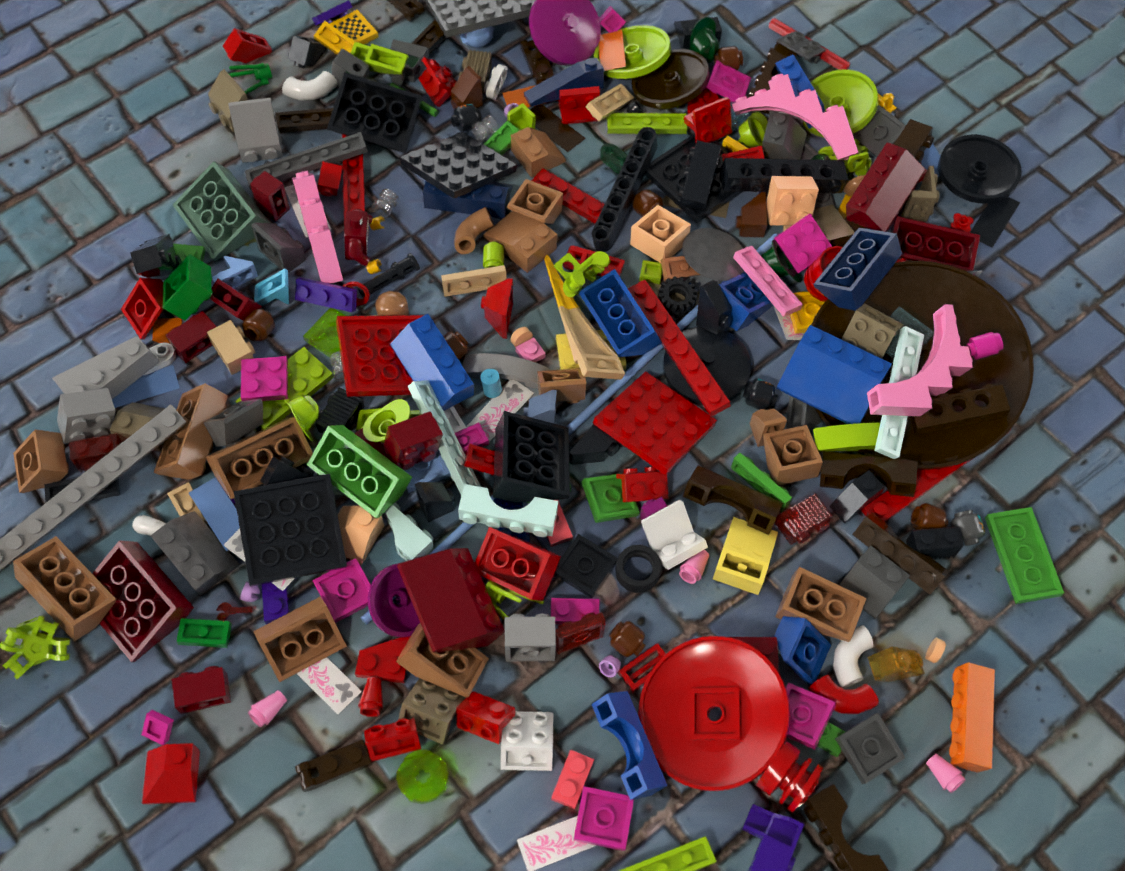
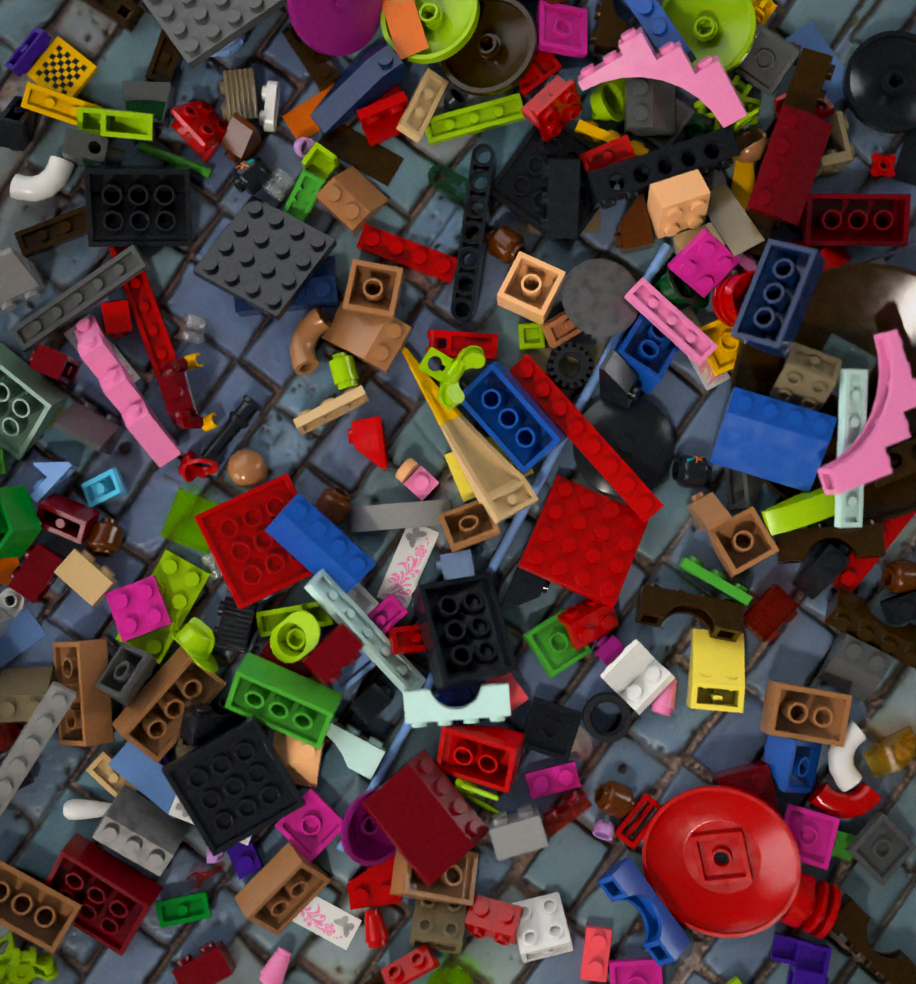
camera: 10 degrees left, 25 degrees up
(326, 294) = (168, 479): dark purple plate -> none
(491, 383) = (390, 541): medium azure piece -> none

